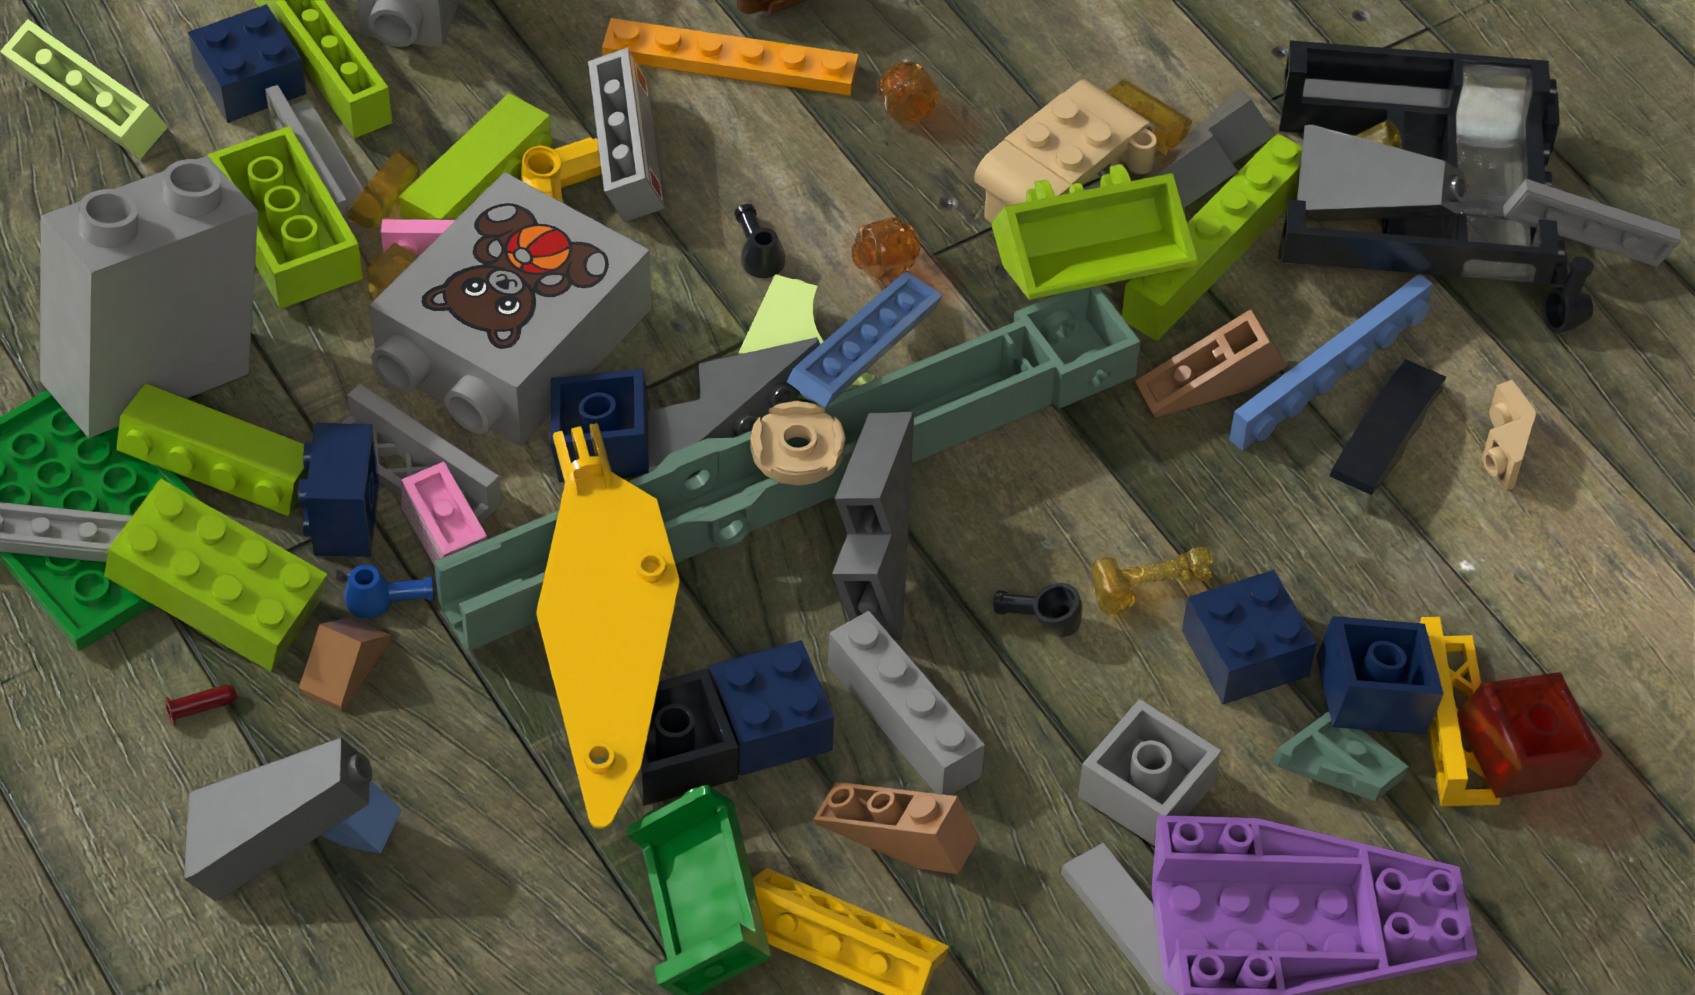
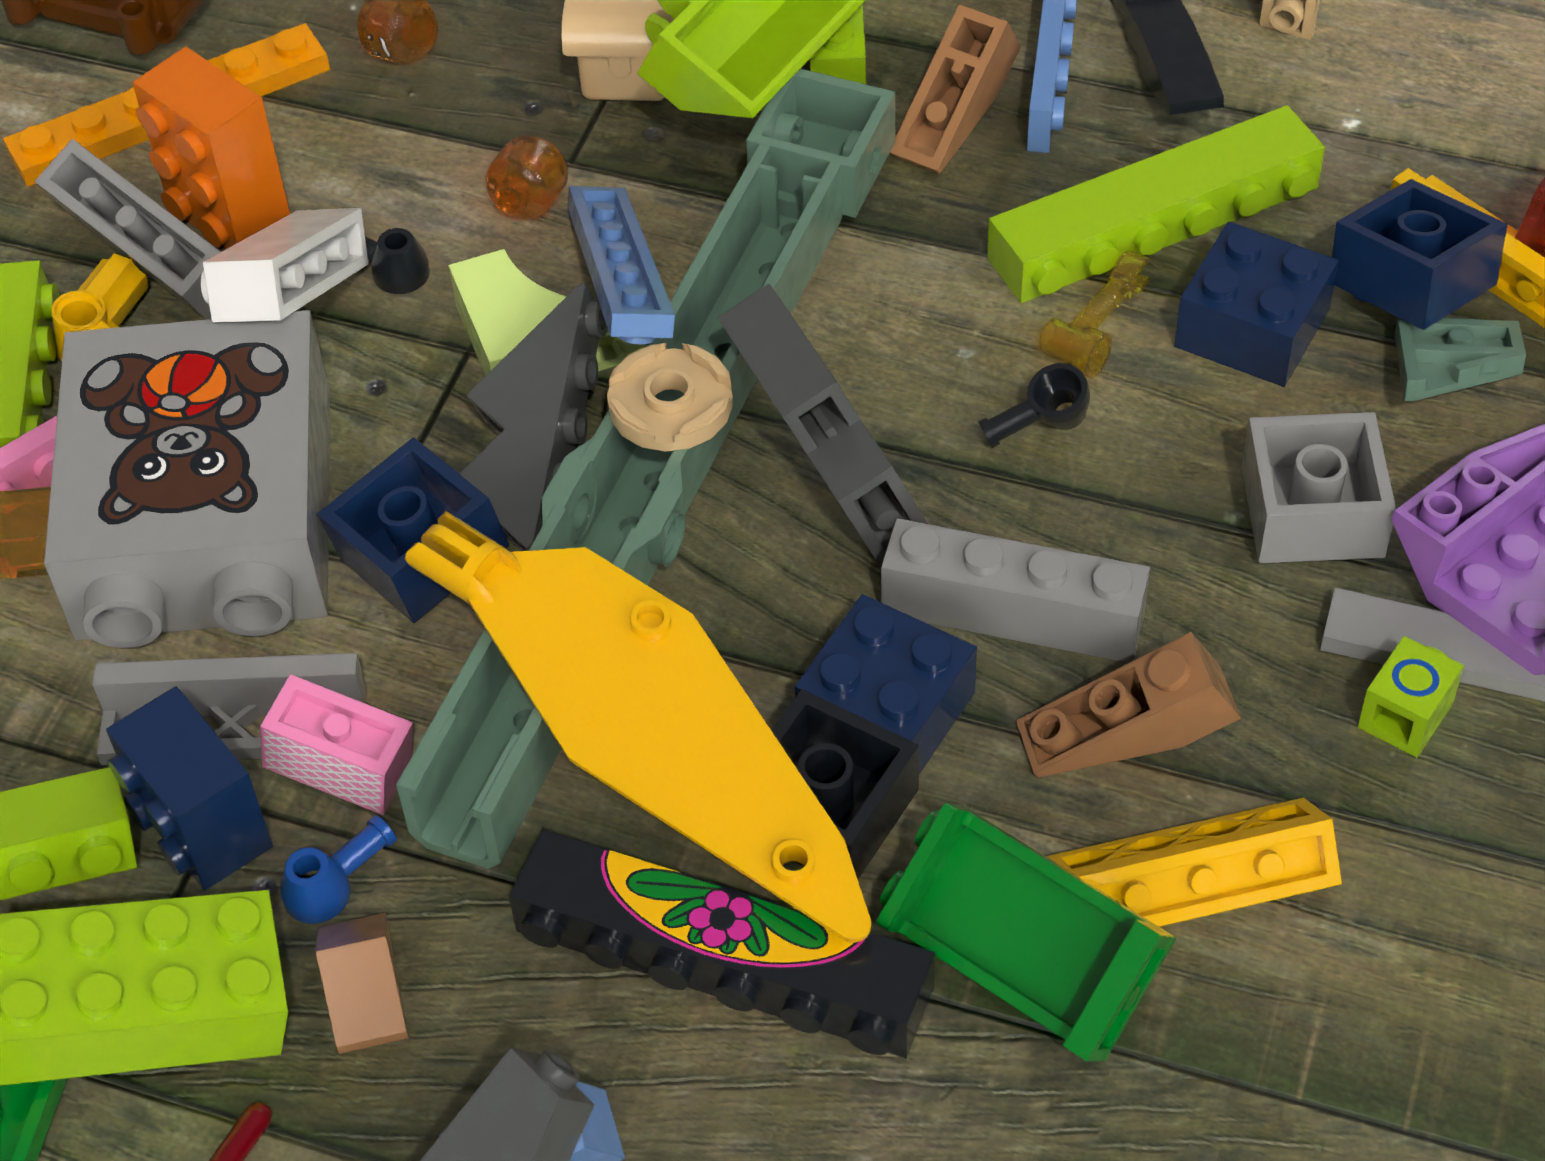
camera: 35 degrees left, 0 degrees up
(540, 780) = (722, 944): none -> black brick
(672, 211) = (284, 265): none -> white brick
(698, 110) = (210, 148): none -> orange brick
(1072, 935) = (1410, 696): none -> lime brick
(1262, 529) = (1154, 203): none -> lime brick

